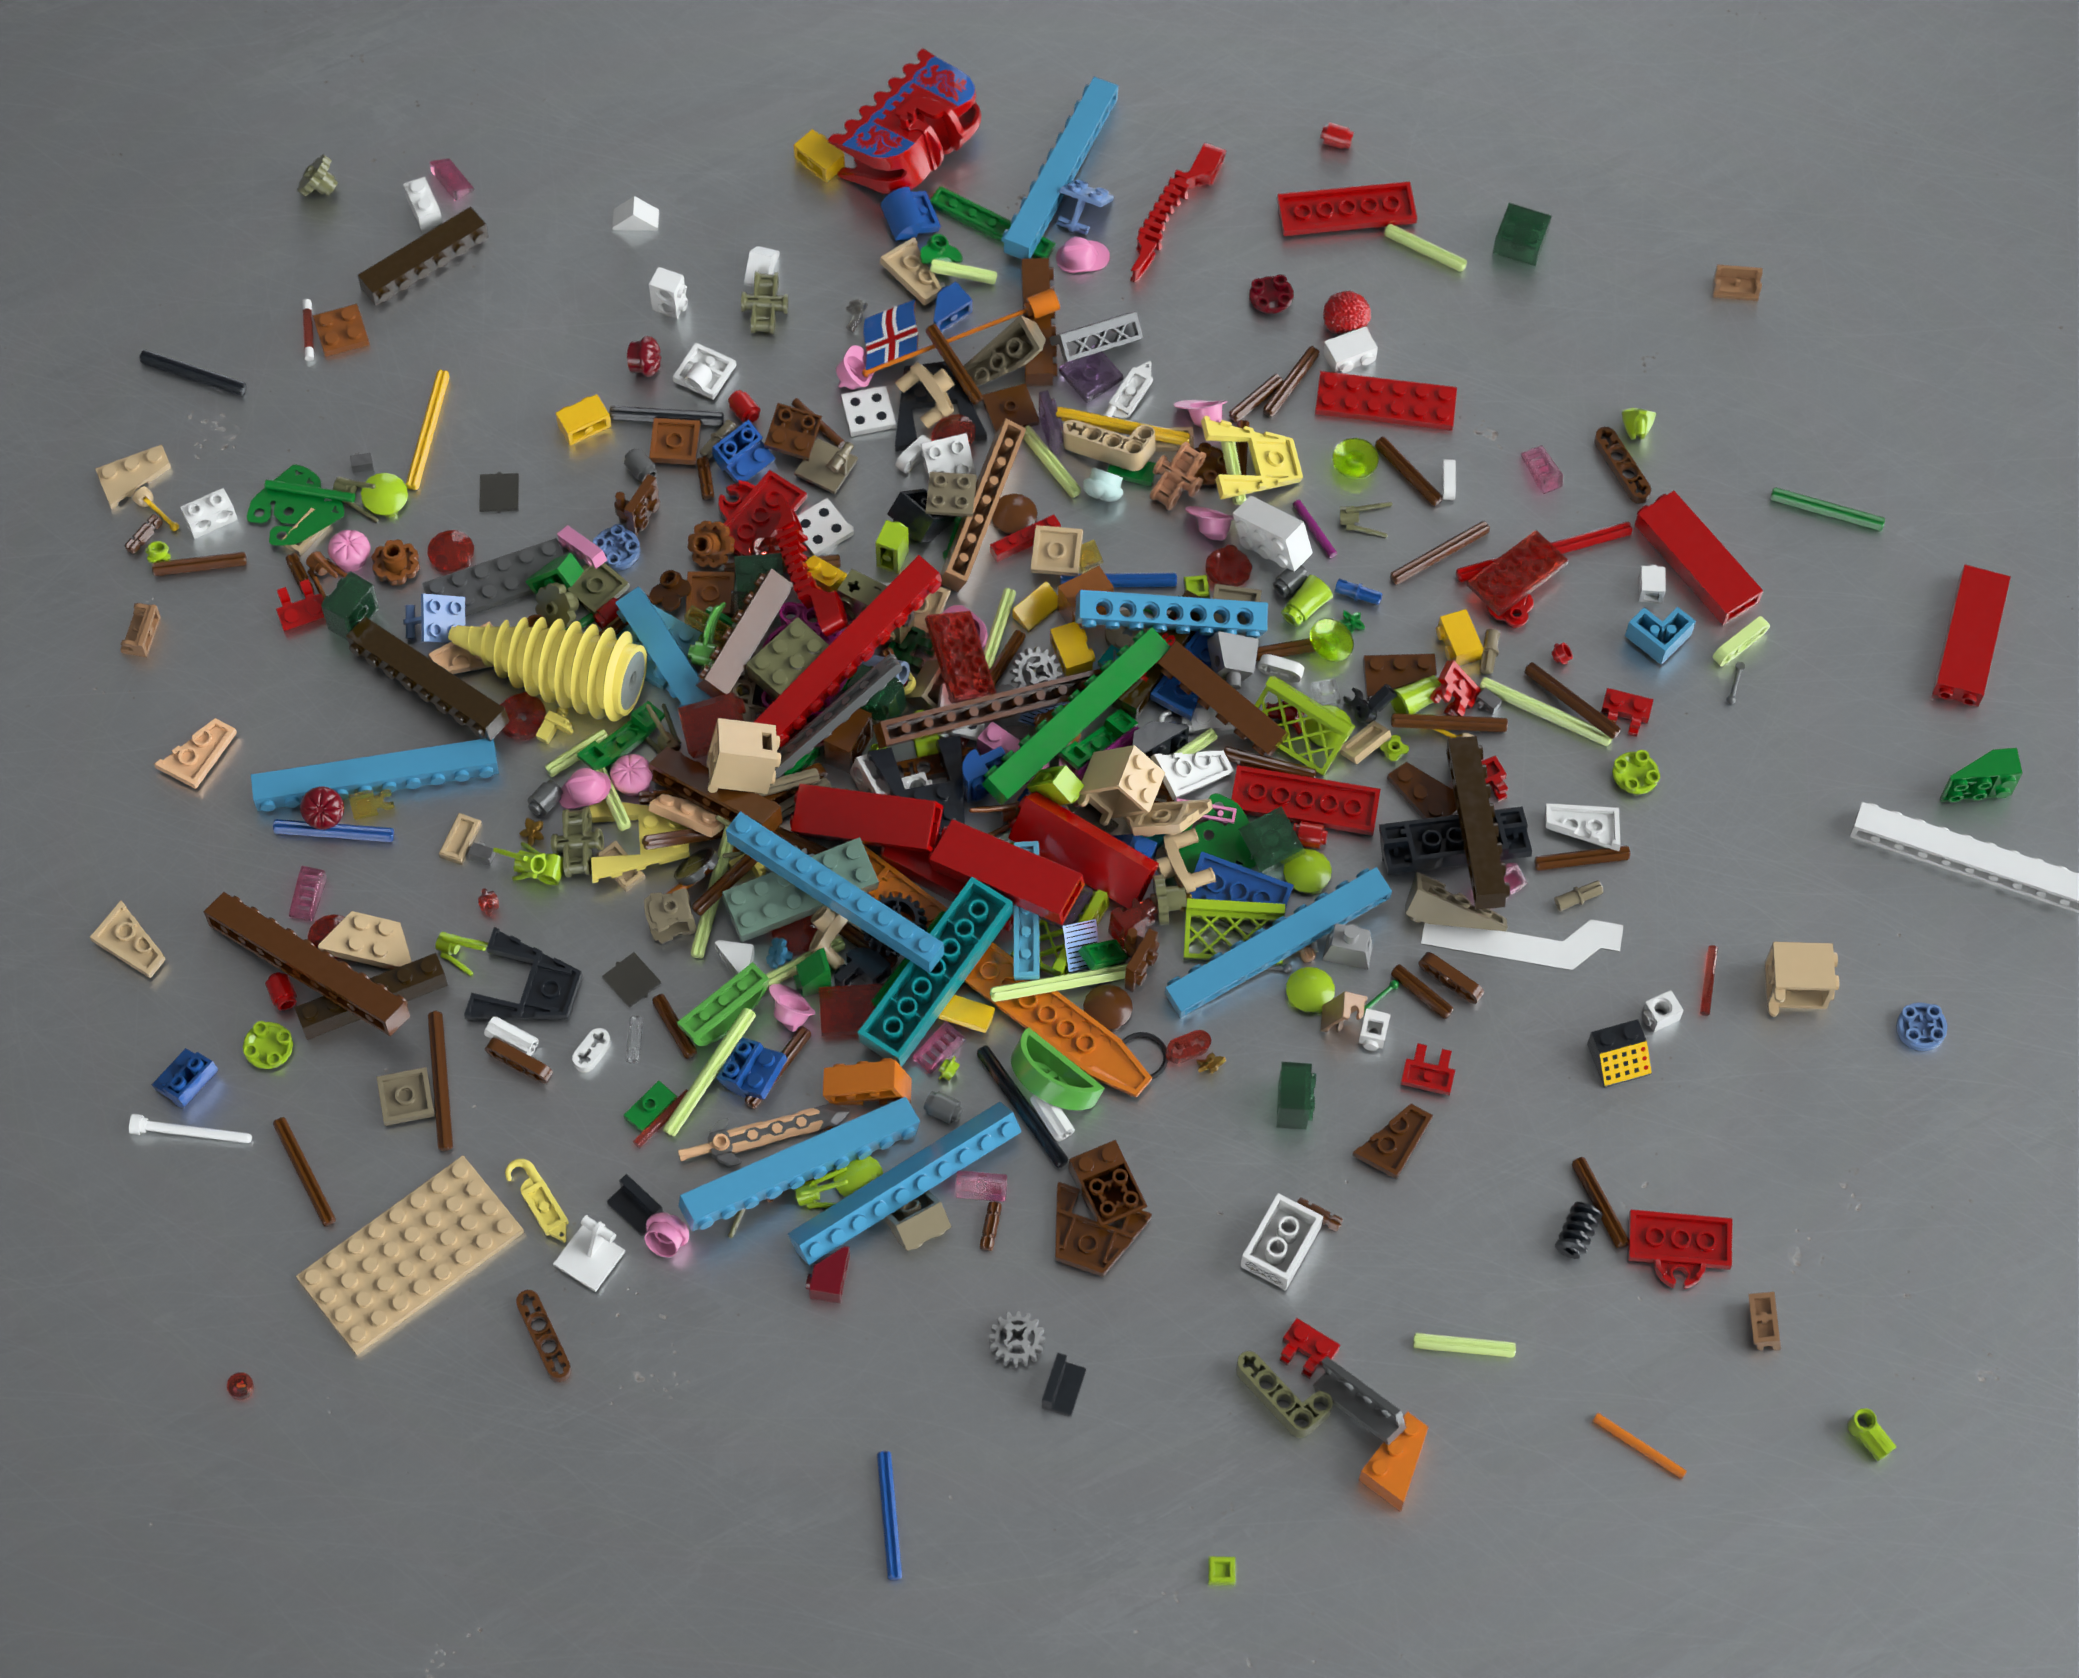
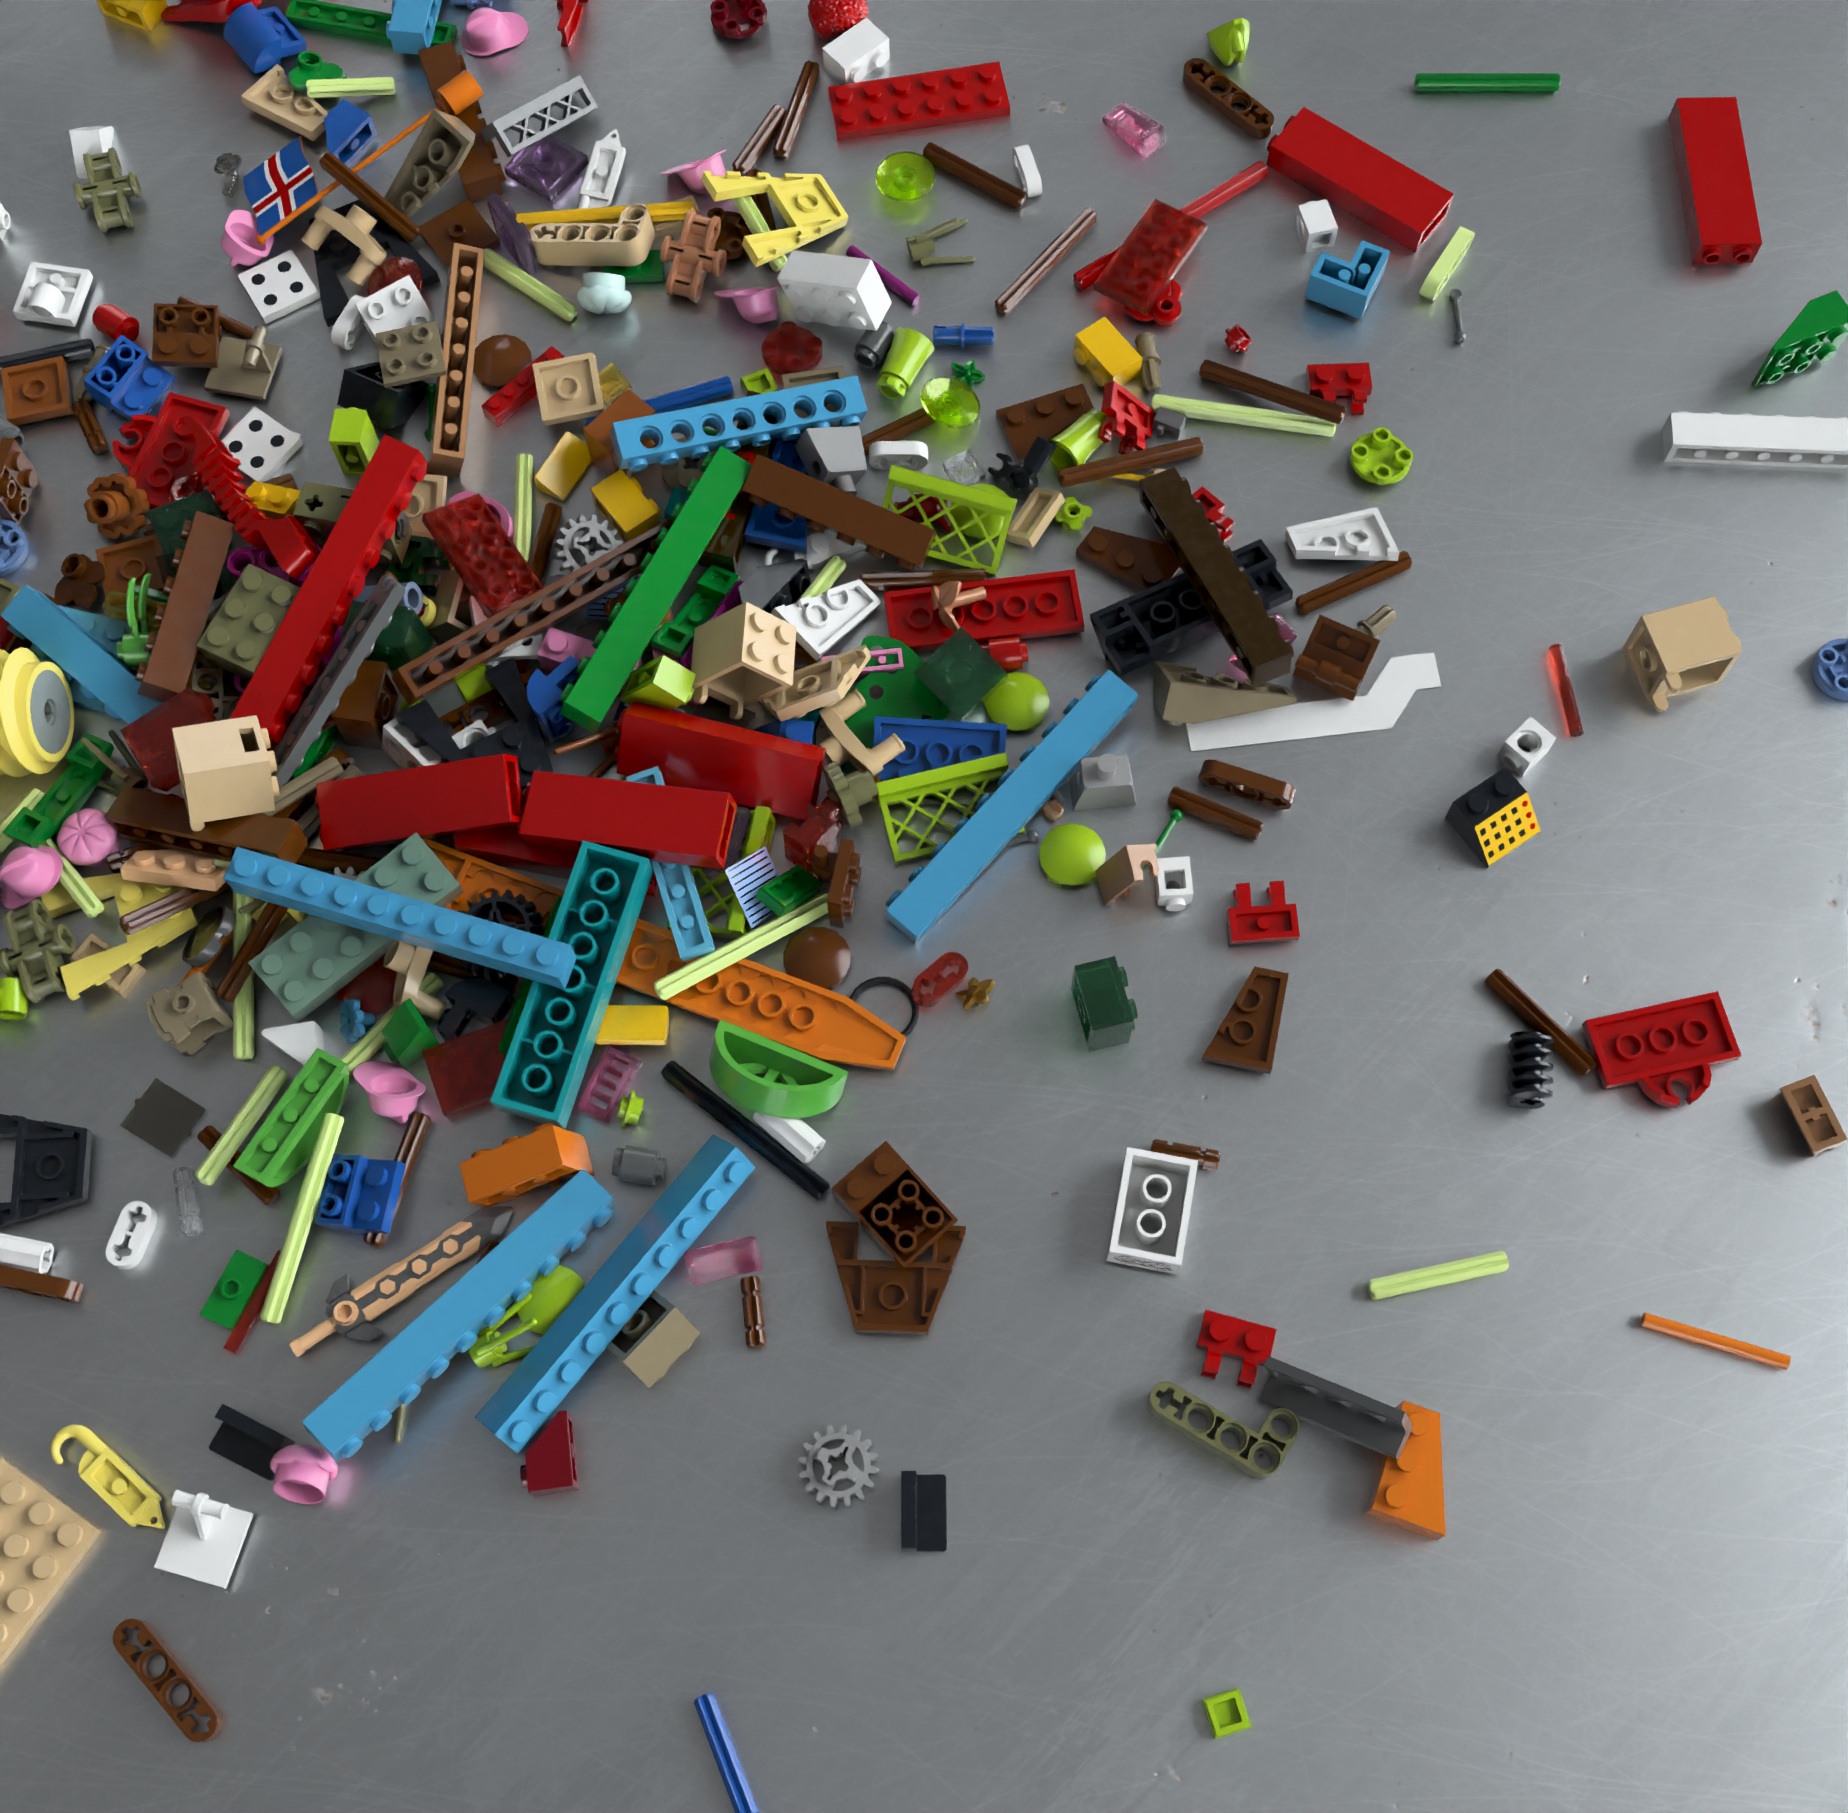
camera: 15 degrees left, 5 degrees up
(685, 999) = (241, 1125): none -> yellowish green axle
(1280, 783) = (949, 597): none -> nougat plant
(1546, 907) = (1336, 657): none -> reddish brown plate

